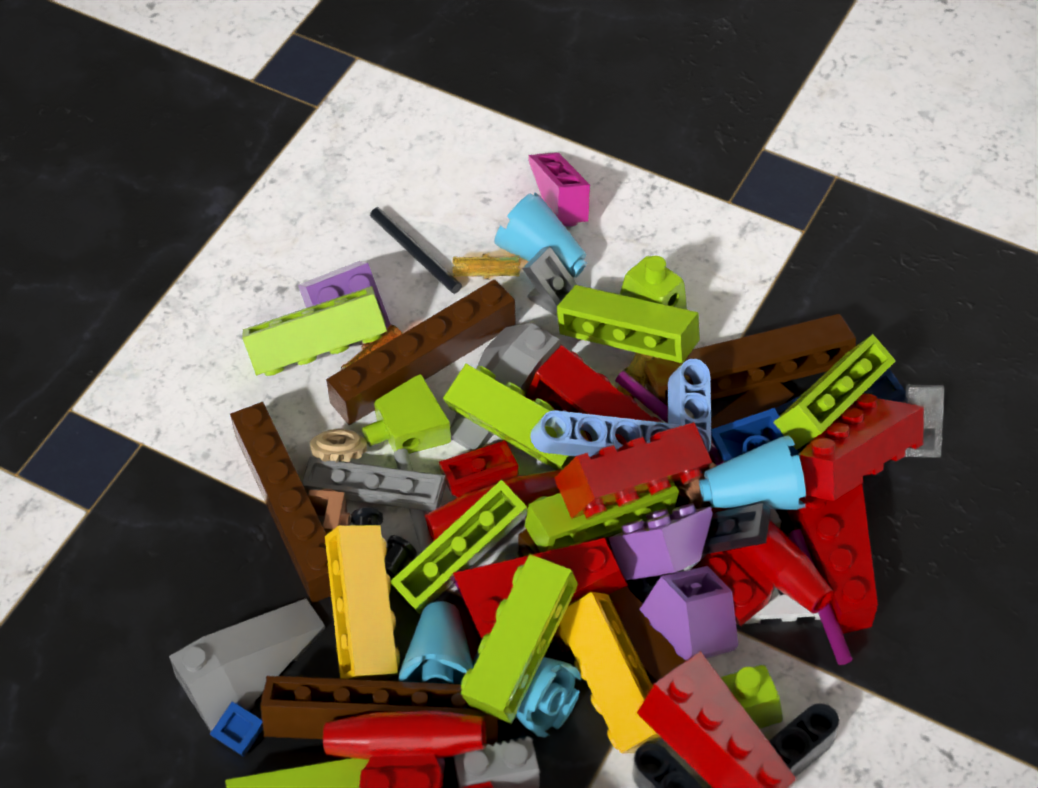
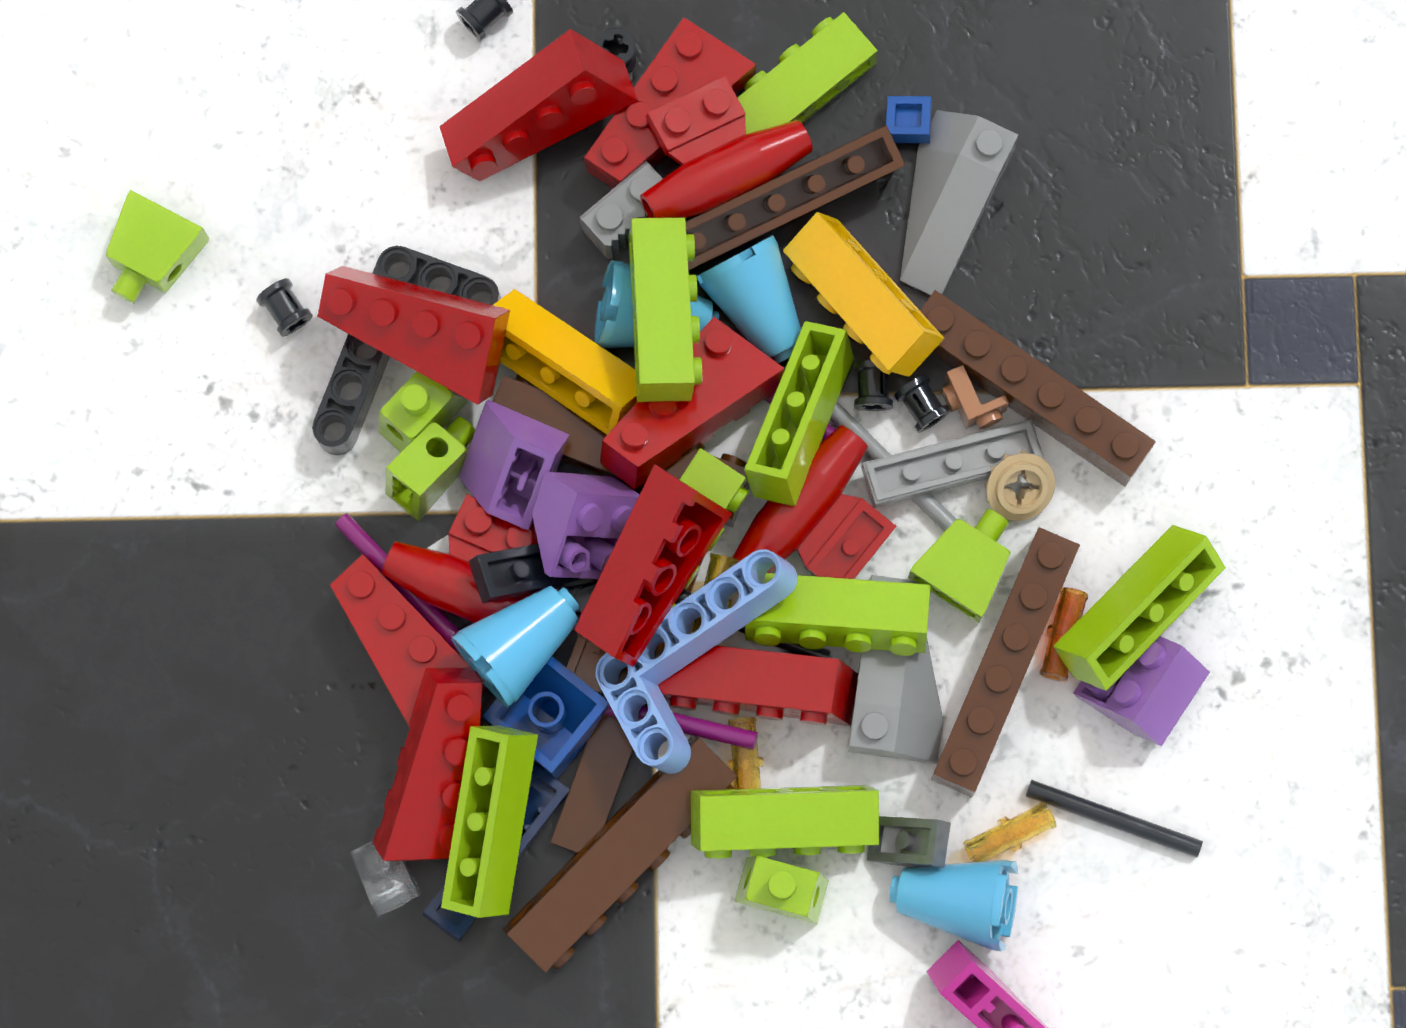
camera: 155 degrees right, 25 degrees up
(762, 645) = (428, 466): none -> lime torso

